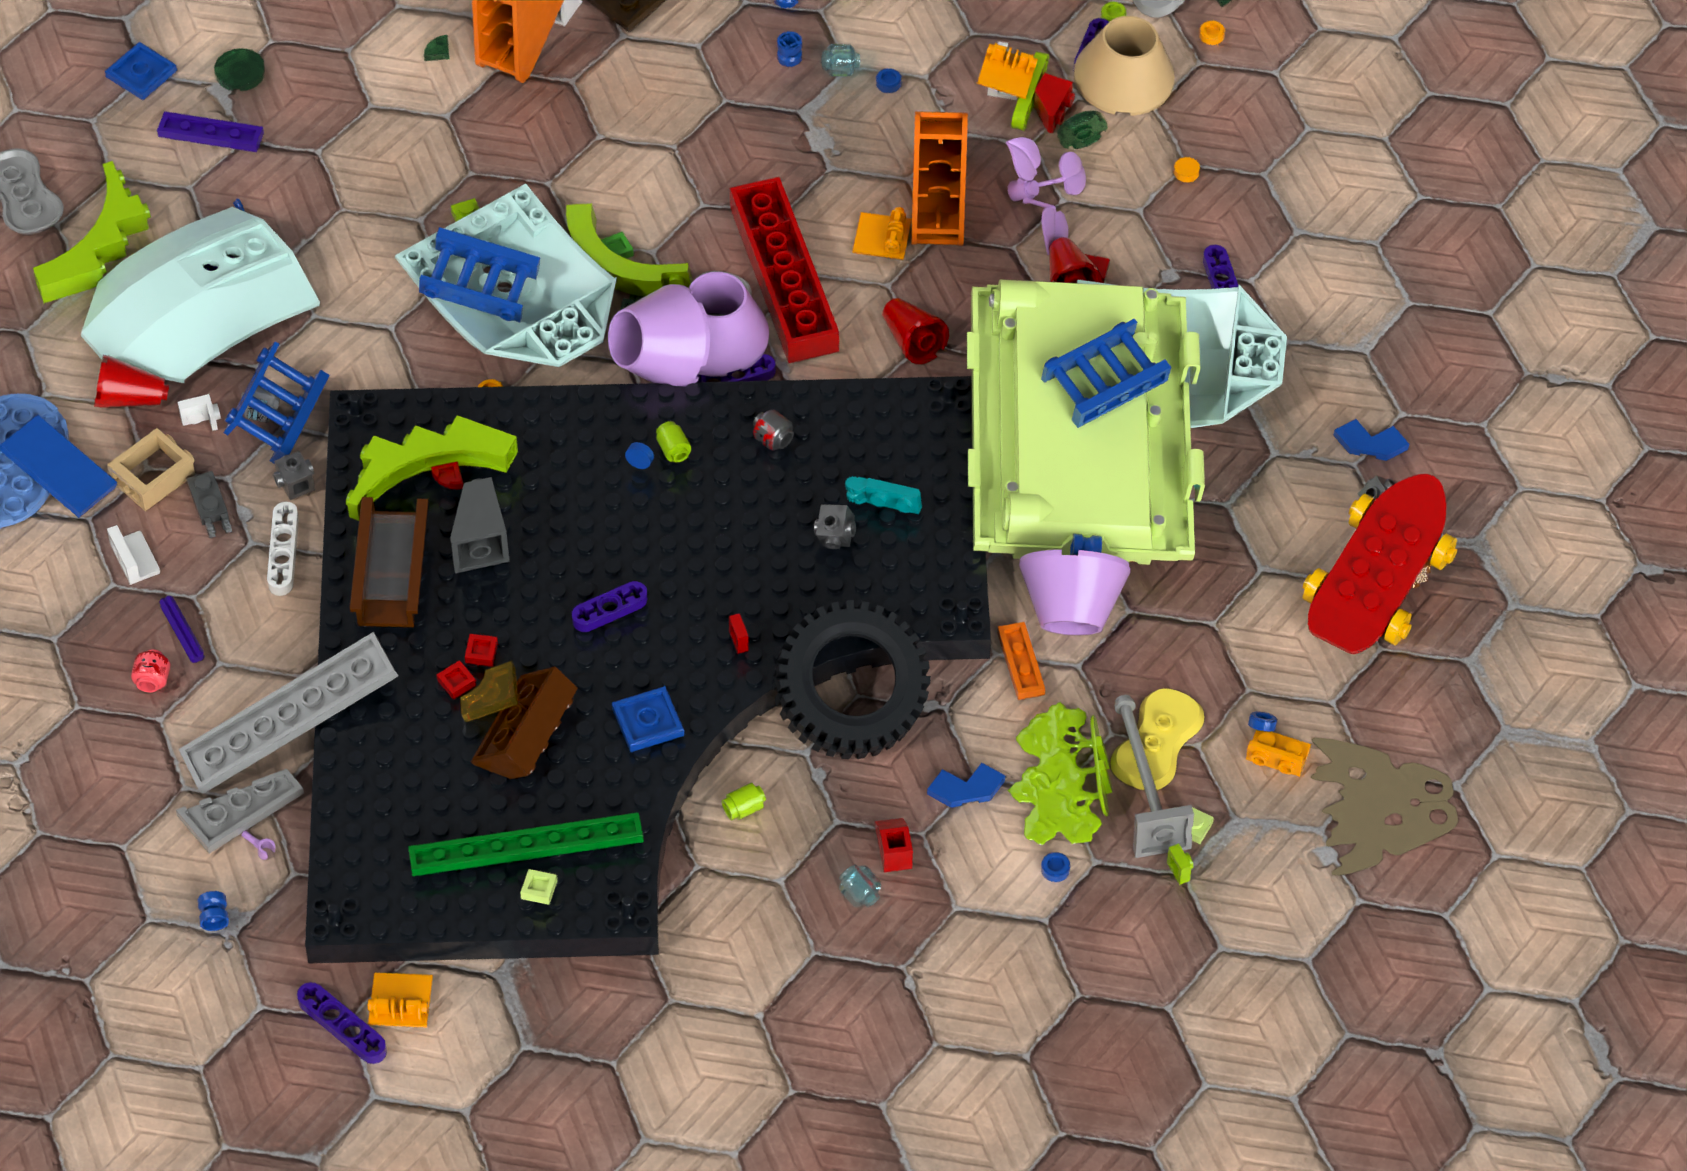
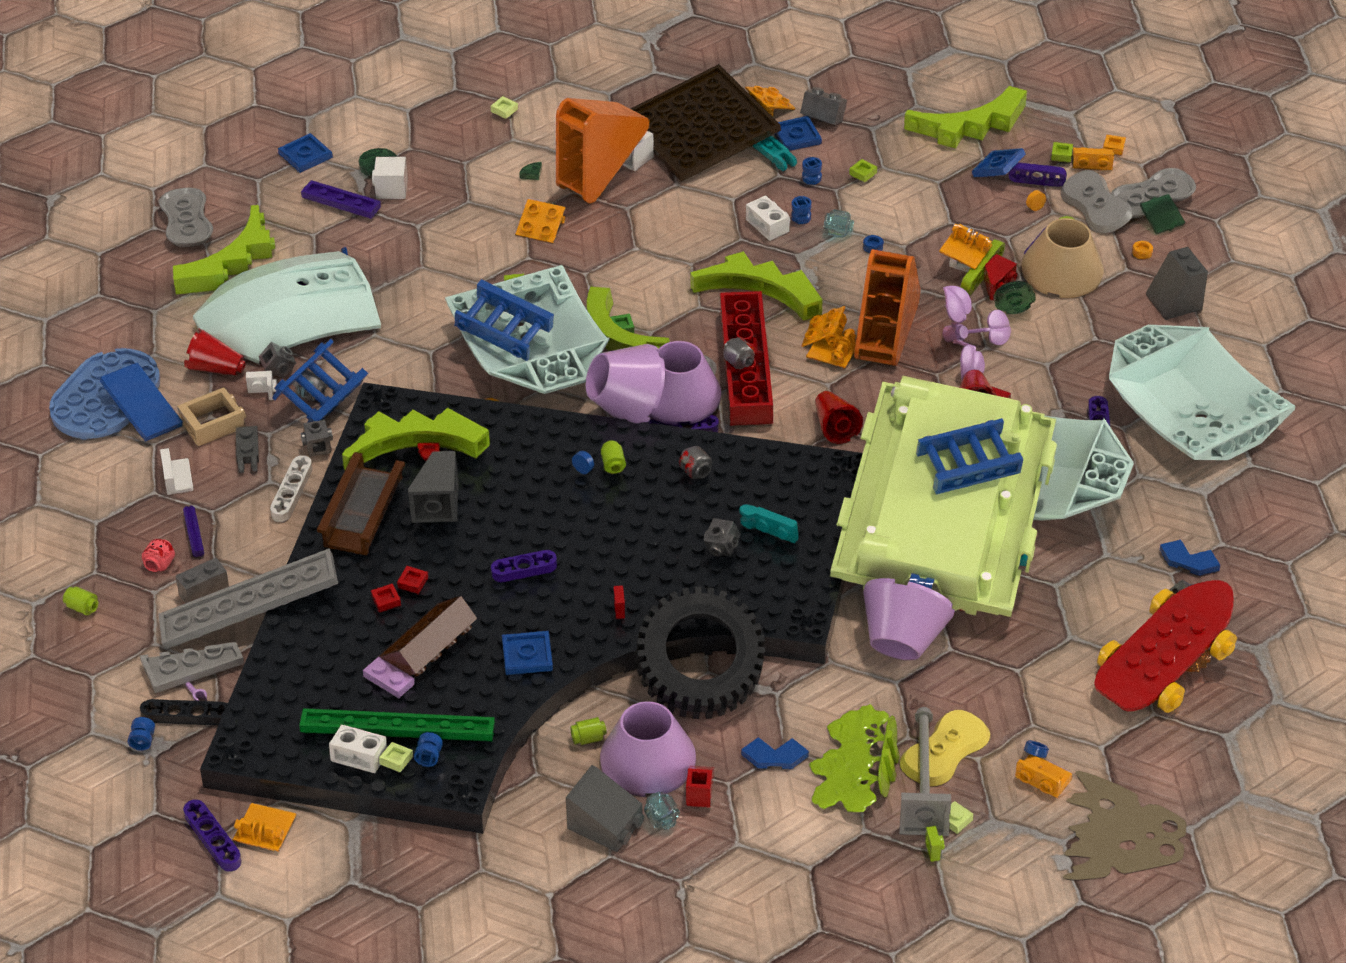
camera: 15 degrees right, 10 degrees down
(76, 750) = (80, 600): none -> lime brick
(209, 376) = (277, 359): none -> flat silver brick
(219, 697) = (202, 580): none -> flat silver brick
(256, 876) = (186, 709): none -> black beam
(265, 91) = (390, 178): none -> white head
(472, 120) = (540, 221): none -> light orange hinge
(491, 885) = (357, 748): none -> white brick
(493, 694) = (410, 611): clear yellow tile -> none
(493, 783) = (388, 677): none -> lavender plate
(574, 871) = (428, 749): none -> blue wheel
(751, 67) = (767, 218): none -> white brick
(775, 154) = (739, 273): none -> lime arch
(780, 270) = (739, 353): none -> flat silver head
(795, 901) = (602, 810): none -> dark grey slope
(820, 836) = (647, 751): none -> lavender cone
(866, 209) = (826, 326): none -> light orange hinge
(1021, 660) = (848, 668): orange plate -> none
(1055, 867) = (829, 828): blue tile -> none
(1186, 169) = (1093, 341): light orange tile -> none
(1271, 78) = (1178, 284): none -> dark grey slope
(1303, 199) = (1185, 372): none -> light aqua wedge

